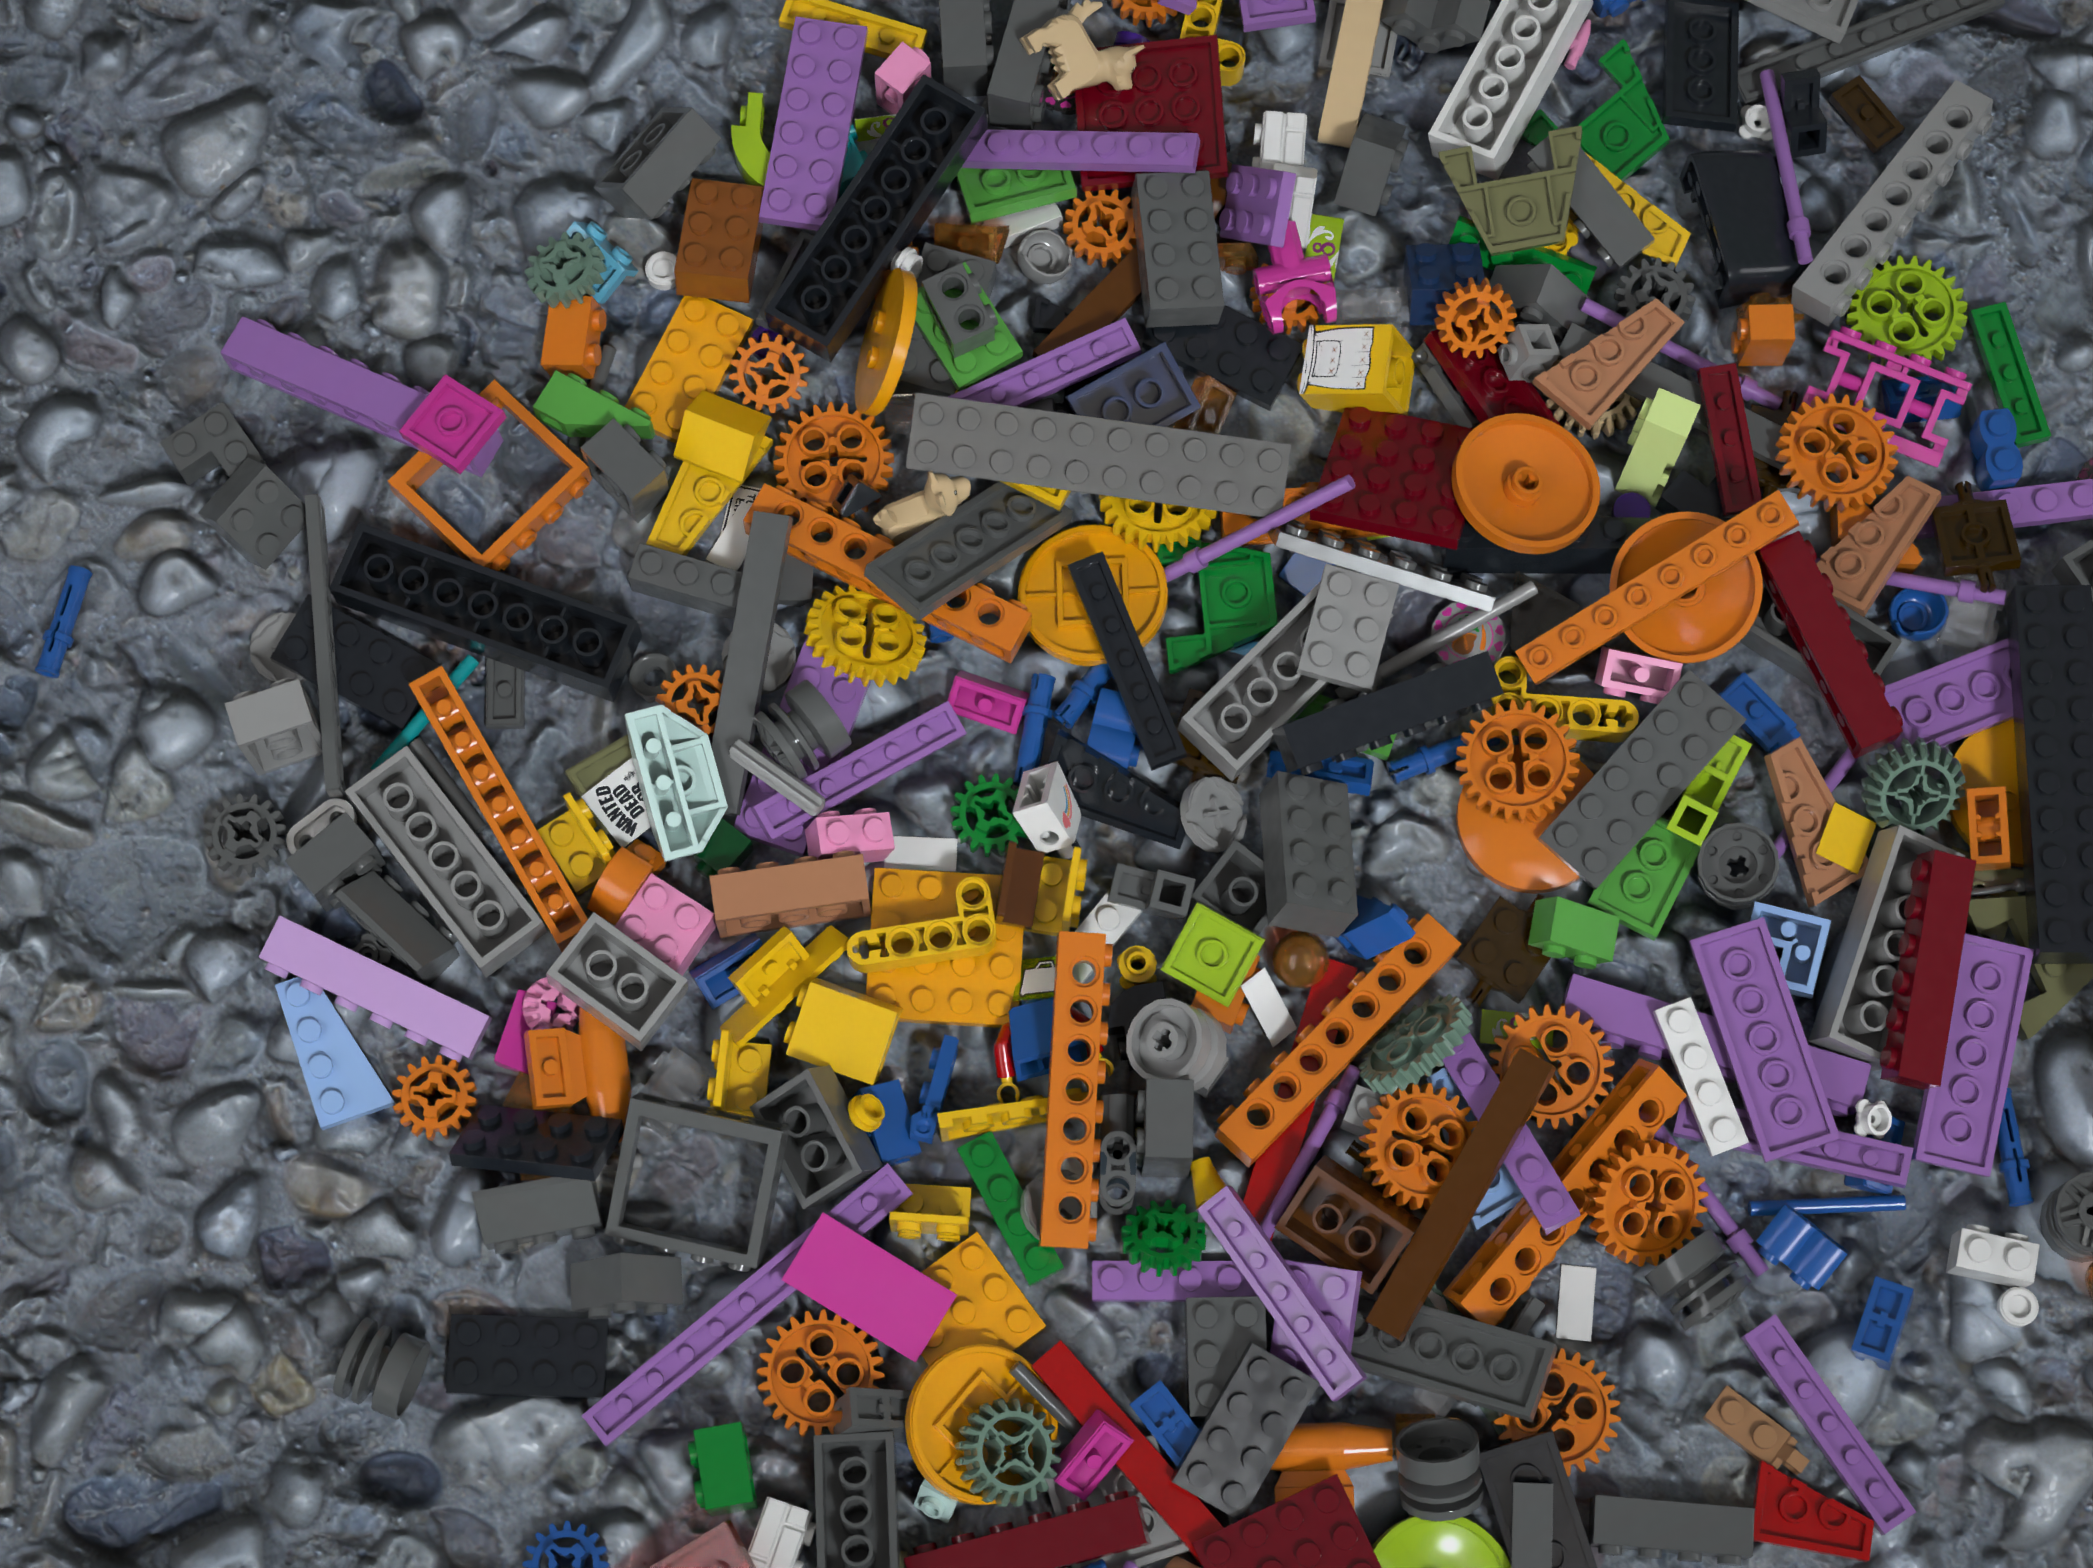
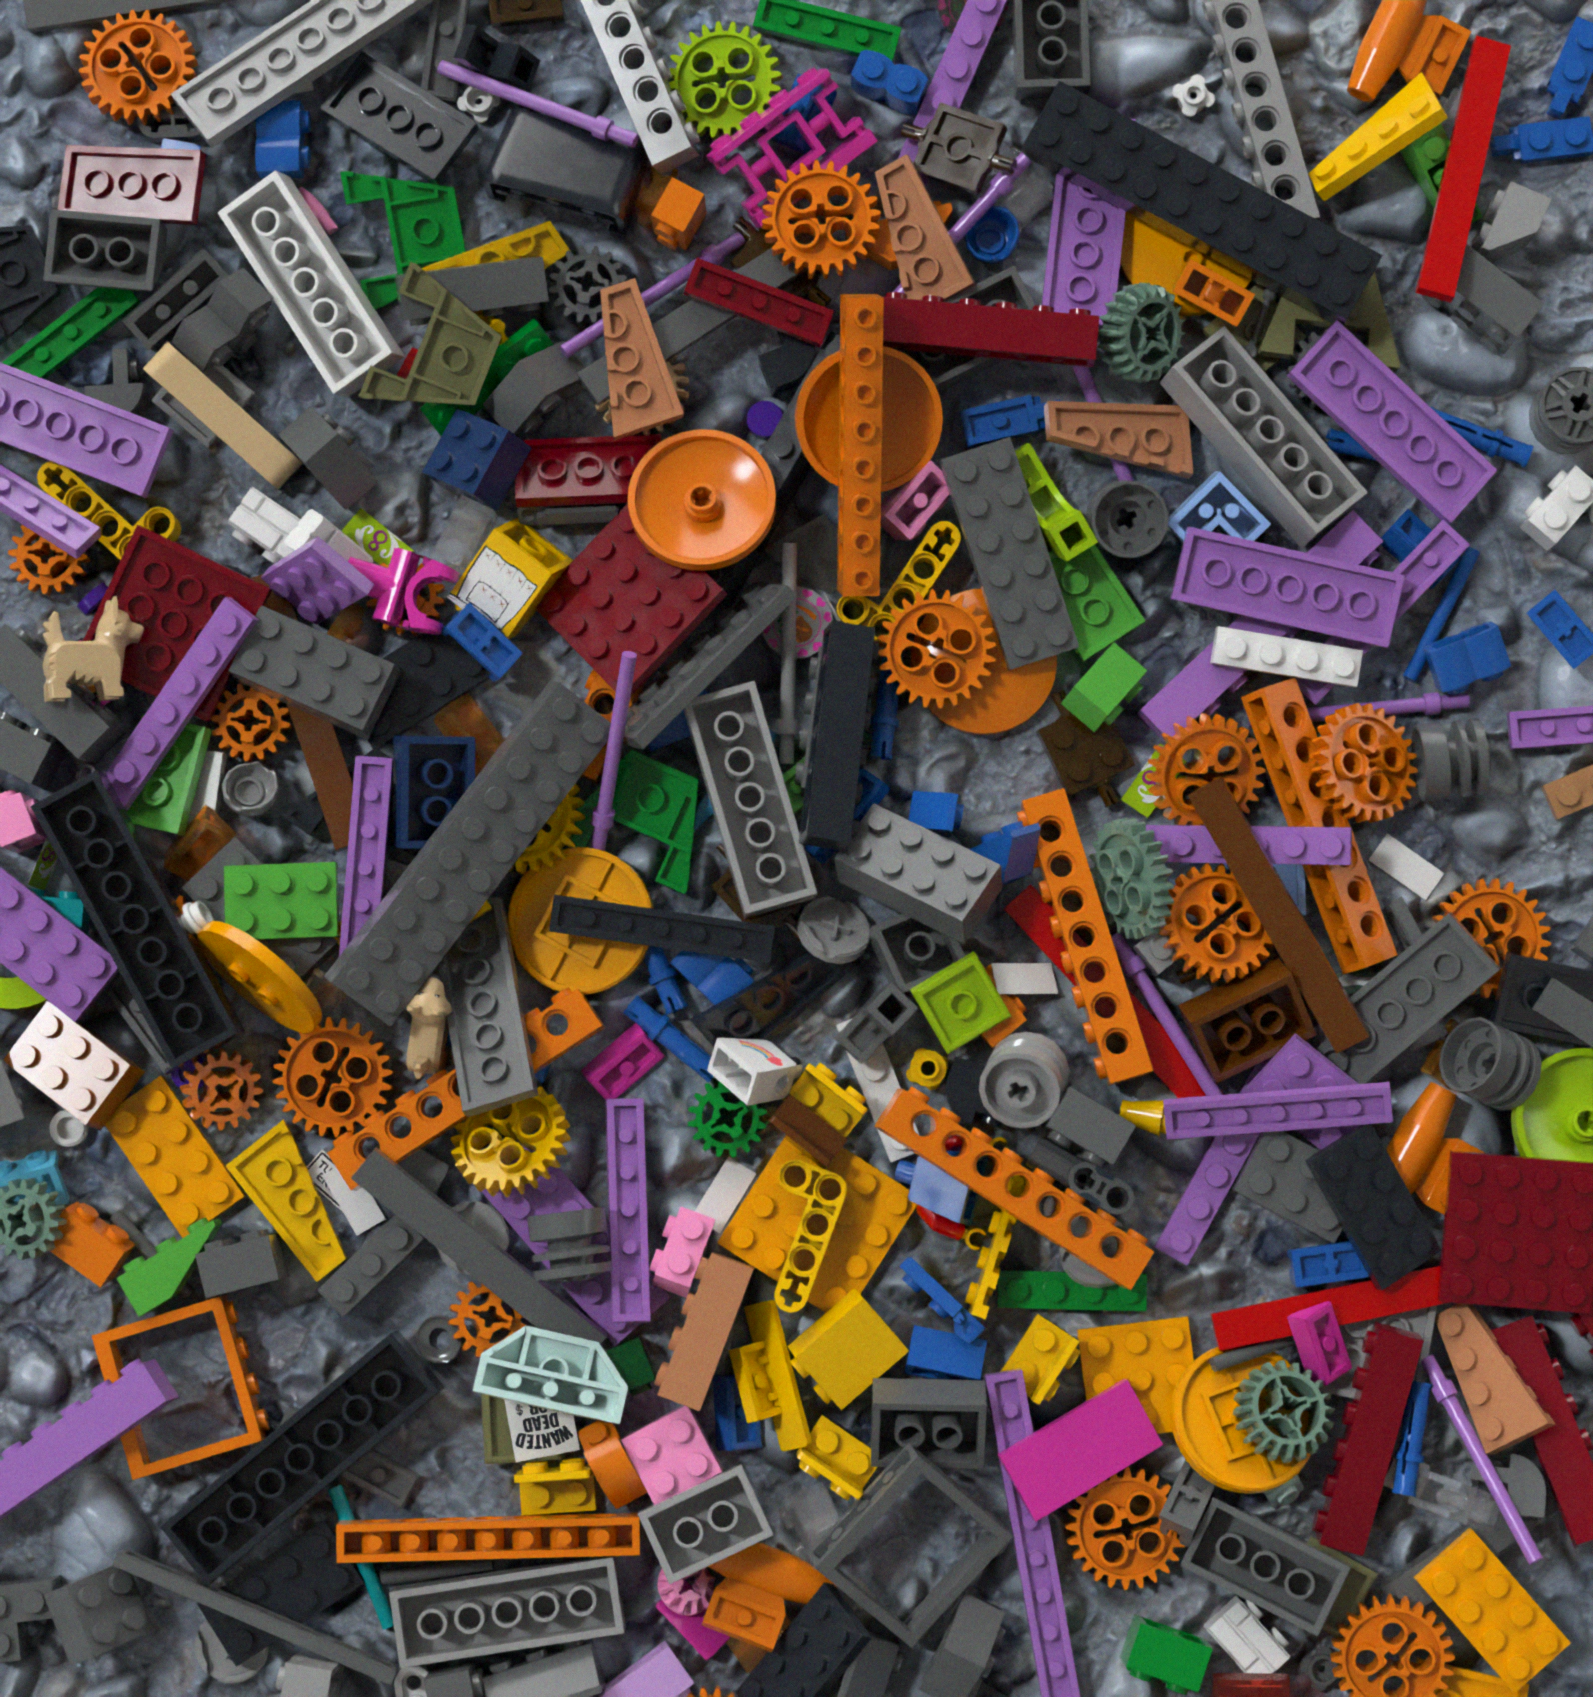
camera: 55 degrees left, 10 degrees up
(452, 424) = (123, 1401): dark pink plate -> none
(720, 436) = (256, 1163): yellow slope -> none
(777, 777) = (599, 1287): light grey axle -> none
(854, 496) = (381, 1079): black slope -> none
(866, 1112) = (933, 1371): yellow plate -> none
(951, 312) = (270, 908): dark grey brick -> none
(1036, 979) = (892, 1160): sticker -> none
(1163, 1238) = (1182, 1188): green gear -> none
(1288, 373) = (482, 641): none -> blue hinge
(1300, 959) = (1000, 929): clear orange hair -> none
(1347, 628) = (746, 727): light grey plate -> none
(1372, 846) = (936, 811): none -> blue slope
(1466, 306) = (529, 454): orange gear -> none
(1528, 352) = (581, 425): light grey brick -> none
(1656, 444) = (724, 363): yellowish green wedge -> none
(1846, 838) = (1151, 413): yellow sticker -> none
(1872, 1119) = (1397, 536): white plate -> none
(1927, 969) = (1306, 417): dark red brick -> none

